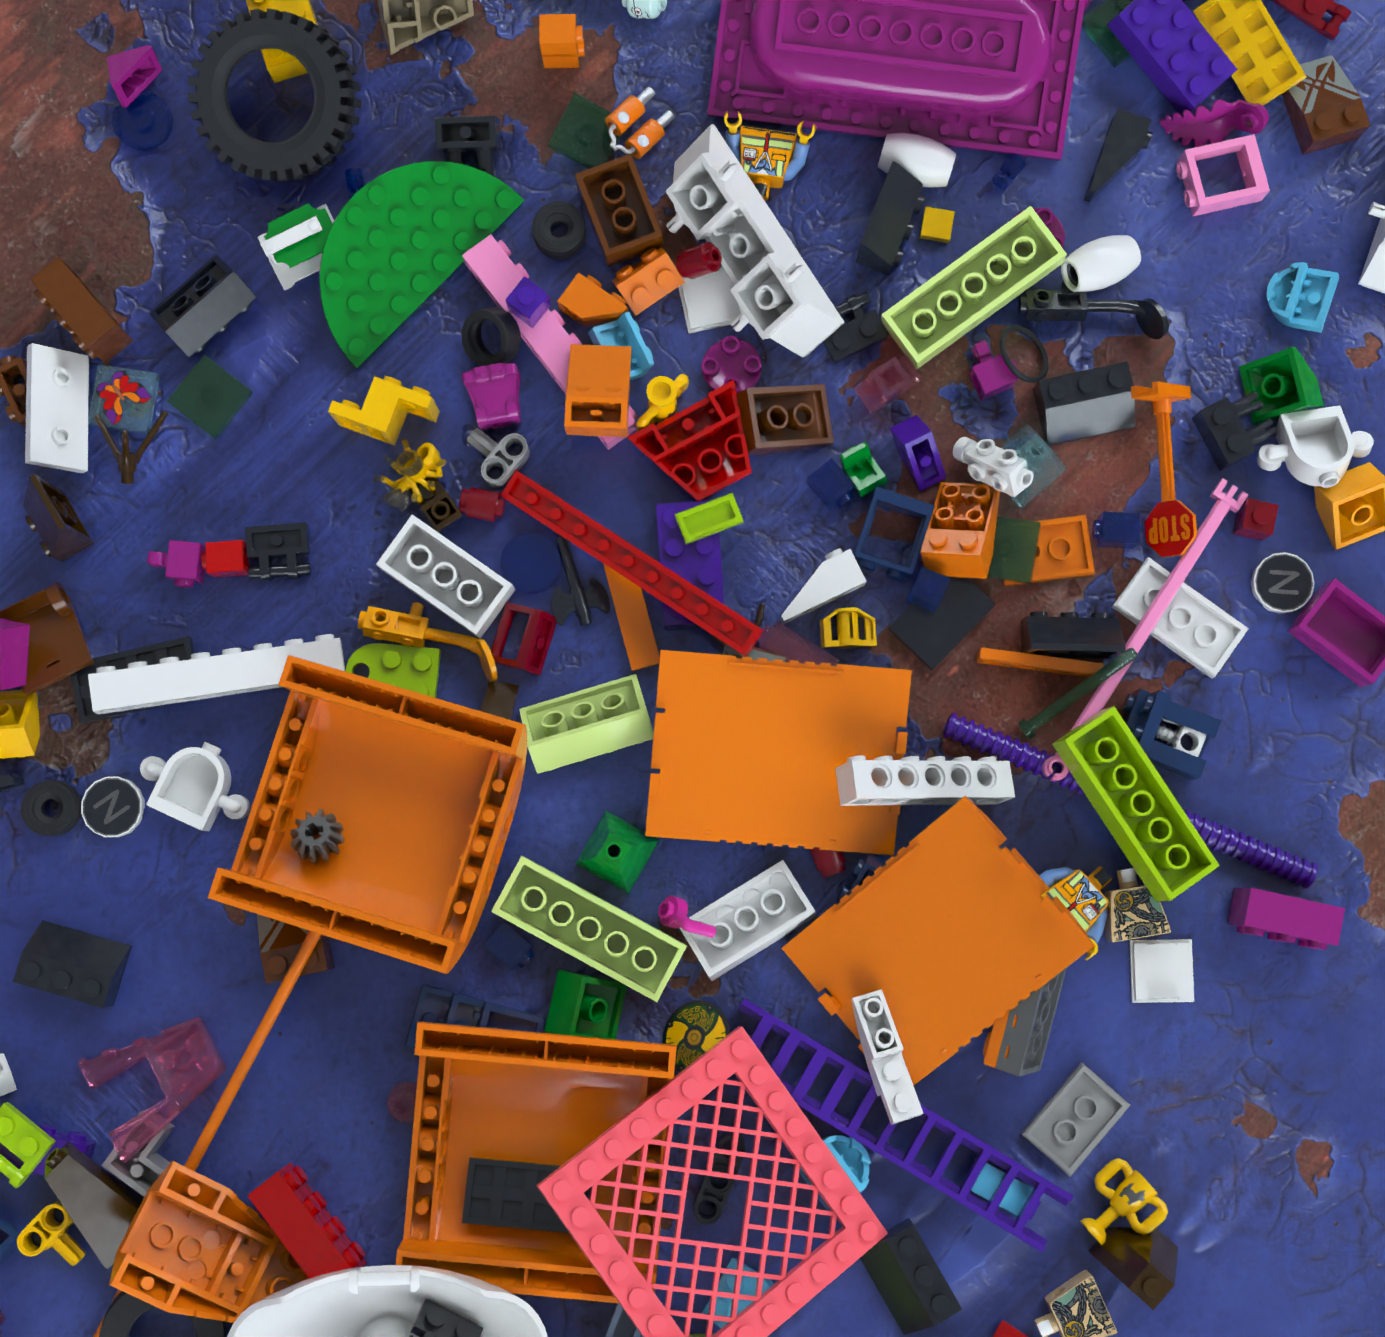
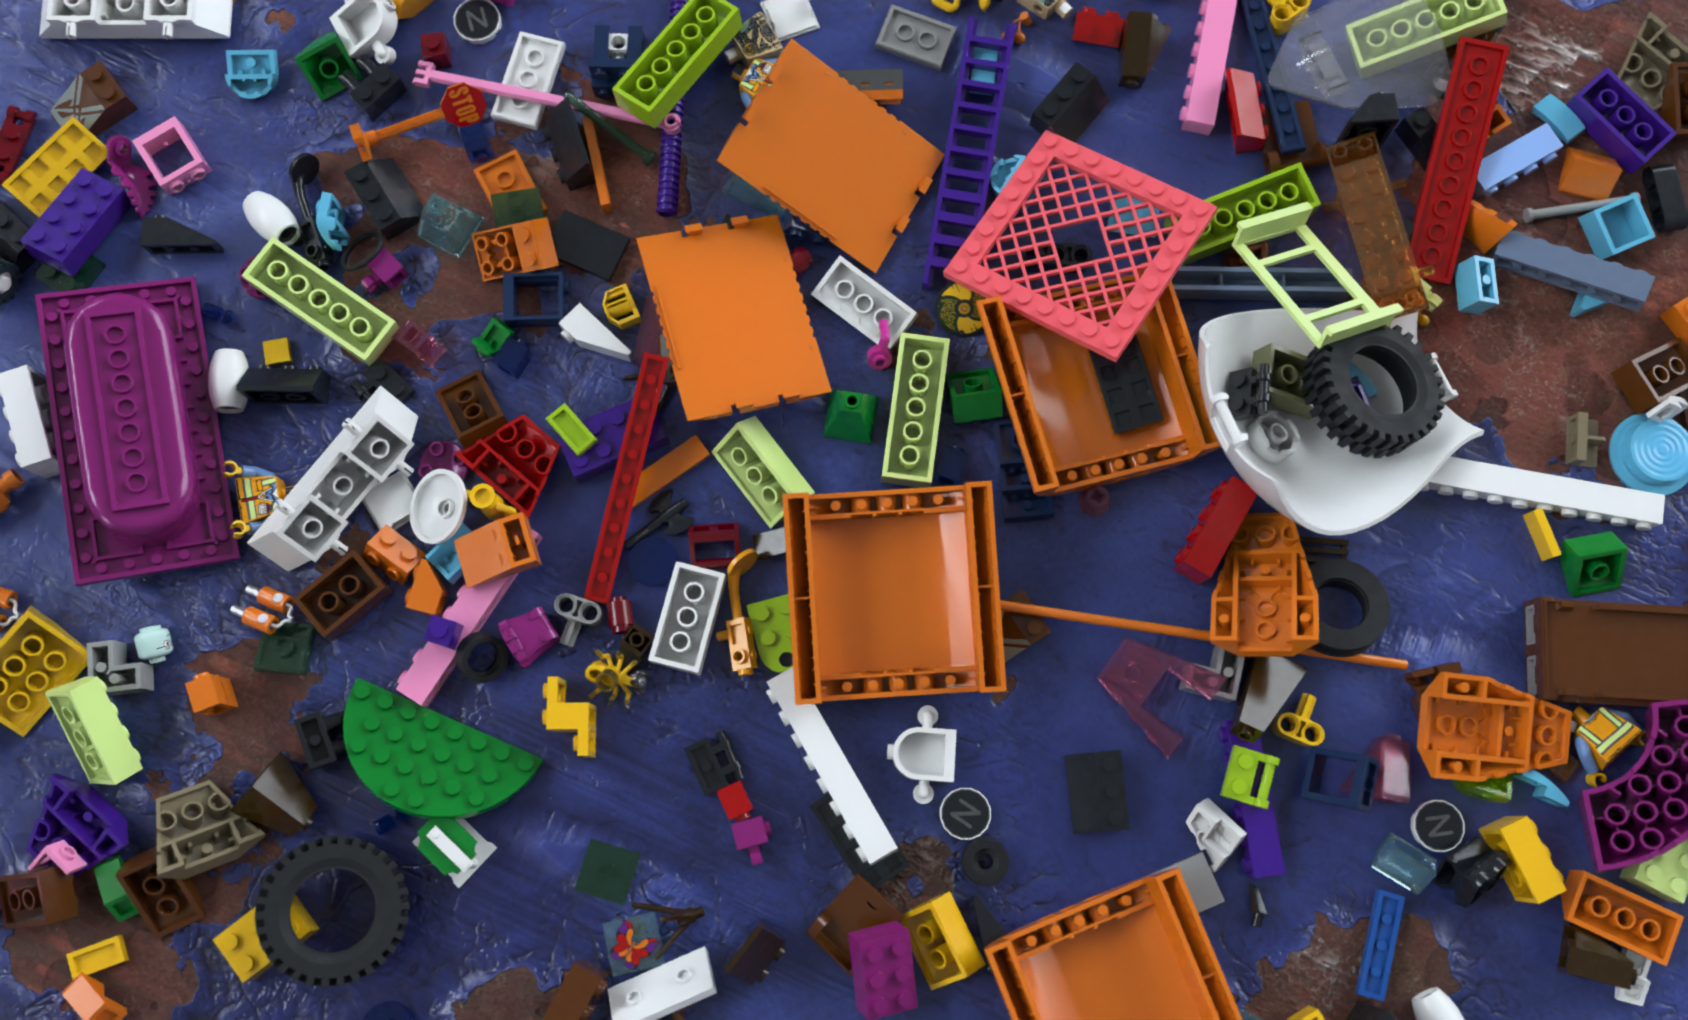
camera: 115 degrees left, 5 degrees down
(203, 305) = (532, 907): black slope -> none
(304, 838) = (935, 635): dark grey gear -> none
(423, 77) = (277, 799): none -> dark brown slope
(556, 213) = (389, 639): black tyre -> none
(678, 343) = (438, 506): none -> white dish
(699, 261) = (365, 516): dark red brick -> none
(884, 1057) = (926, 169): white slope -> none
(918, 452) = (464, 302): dark purple slope -> none
(923, 781) = (717, 205): white brick -> none
(928, 589) = (569, 256): clear blue brick -> none
(994, 465) = (458, 239): white brick -> none
(1030, 1253) = (1019, 37): none -> orange piece
(1069, 326) = (330, 221): none -> medium azure slope

